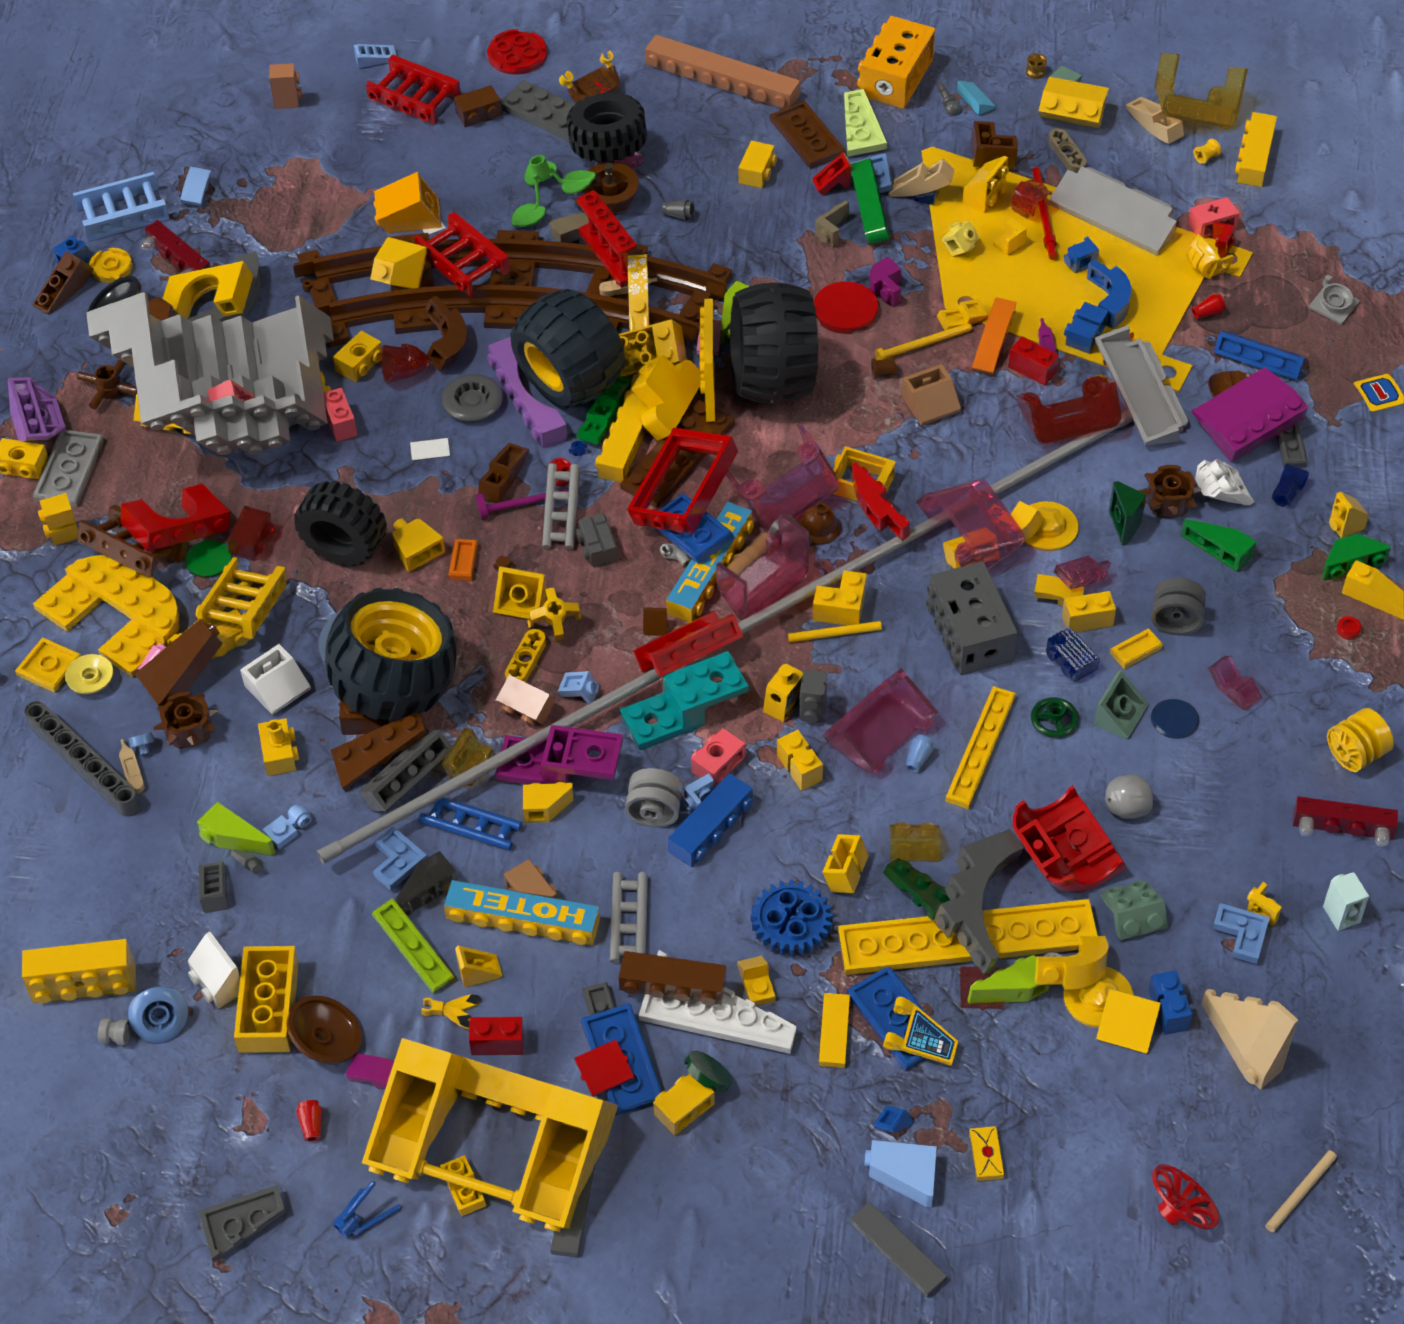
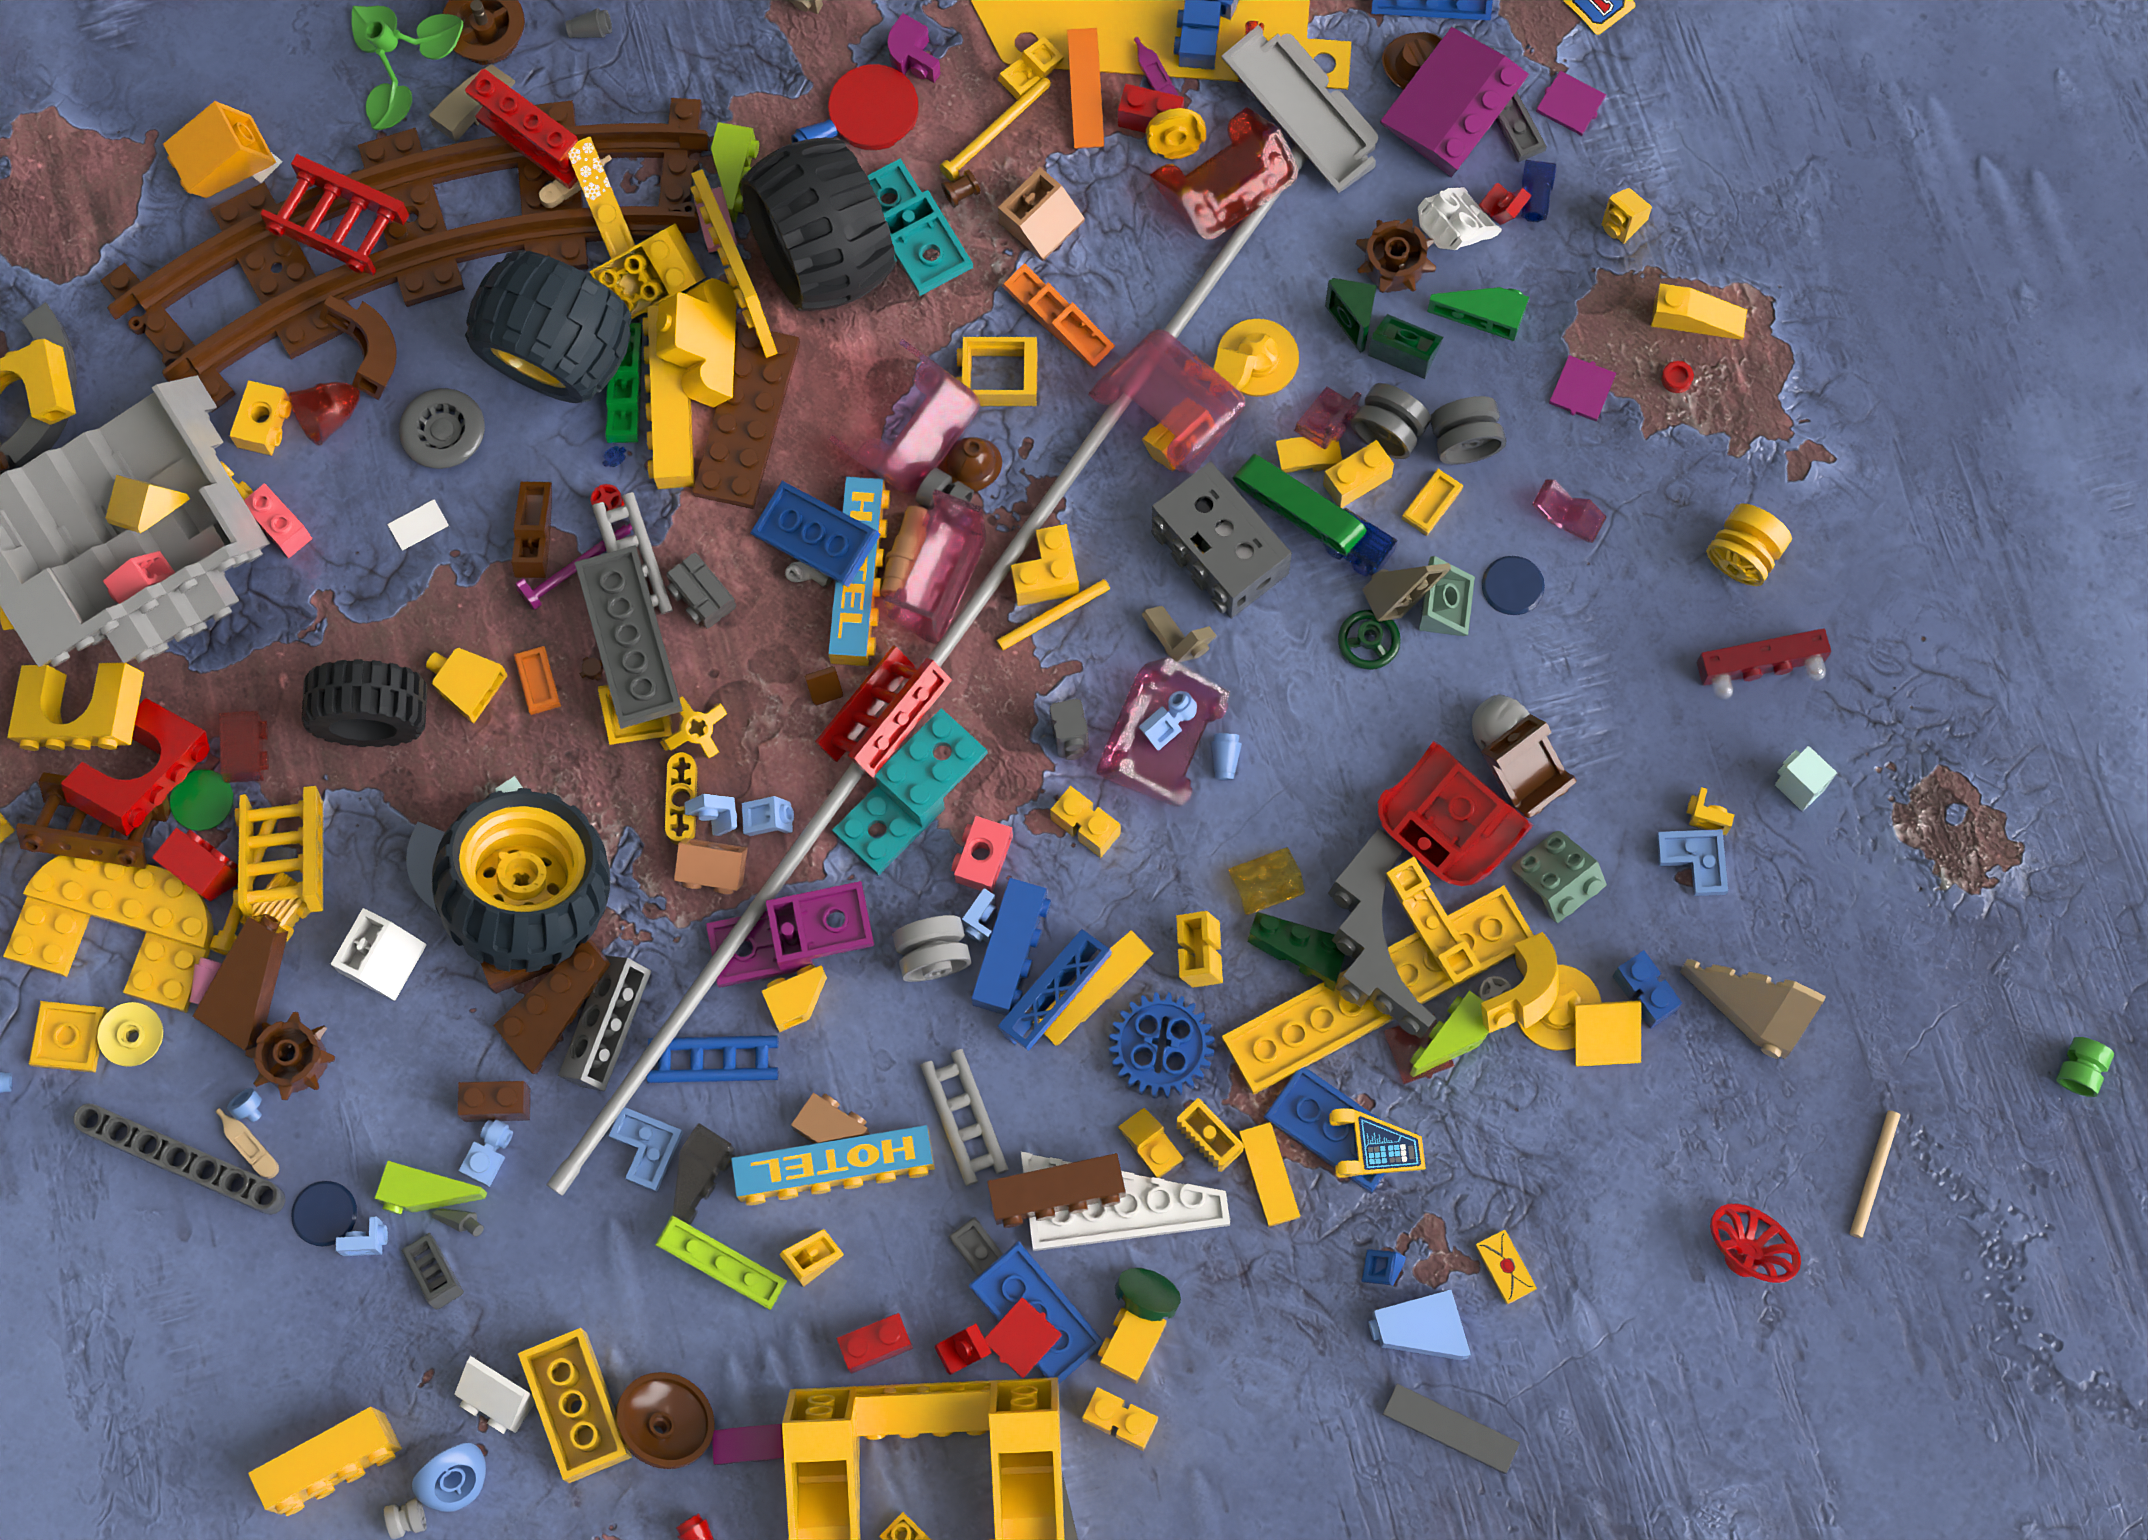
camera: 20 degrees left, 20 degrees up
(159, 827) = (324, 1213): none -> dark blue piece
(170, 484) = (104, 724): none -> yellow arch
(174, 851) = (358, 1244): none -> light blue bracket
(183, 583) = (197, 864): none -> red slope
(257, 361) = (141, 504): none -> yellow slope
(277, 746) = (424, 1048): yellow brick -> none
(307, 791) = (494, 1101): none -> reddish brown brick
(399, 263) = (256, 261): yellow slope -> none
(453, 1009) = (804, 1325): yellow piece -> none
(465, 754) = (672, 973): clear yellow bracket -> none
(534, 542) = (628, 637): none -> dark grey plate
(544, 421) = (554, 432): medium lavender arch -> none
(544, 667) = (714, 808): none -> light blue bracket
(558, 1062) = (962, 1349): none -> red bracket
(659, 1156) = (1133, 1423): none -> yellow piece
(685, 440) = (779, 406): red door -> none
(728, 853) = (1051, 986): none -> blue fence
(759, 863) = (1126, 959): none -> yellow slope
(786, 686) = (1029, 731): yellow torso -> none
(800, 984) = (1209, 1135): none -> yellow brick
(840, 376) = (916, 227): none -> teal bracket
(872, 499) = (1029, 408): red slope -> none
(880, 717) = (1163, 724): none -> light blue plate
(916, 457) = (1058, 316): none -> orange slope
(922, 675) = (1175, 643): none -> dark tan bracket
(980, 747) = (1295, 715): yellow tile -> none
(1023, 898) = (1432, 922): none -> yellow slope
(1037, 613) = (1299, 504): none -> green beam
(1044, 375) = (1176, 133): none -> yellow tile
(1090, 684) = (1397, 591): none -> dark tan slope
(1127, 582) = (1391, 419): none -> dark grey wheel
(1136, 825) = (1528, 766): none -> reddish brown panel
(1153, 548) = (1404, 345): none -> dark green slope
(1261, 484) = (1502, 204): none -> red bracket
(1275, 614) = (1582, 388): none -> magenta piece
(1335, 444) = (1571, 103): none -> magenta piece
(1353, 548) = (1647, 268): green slope -> none

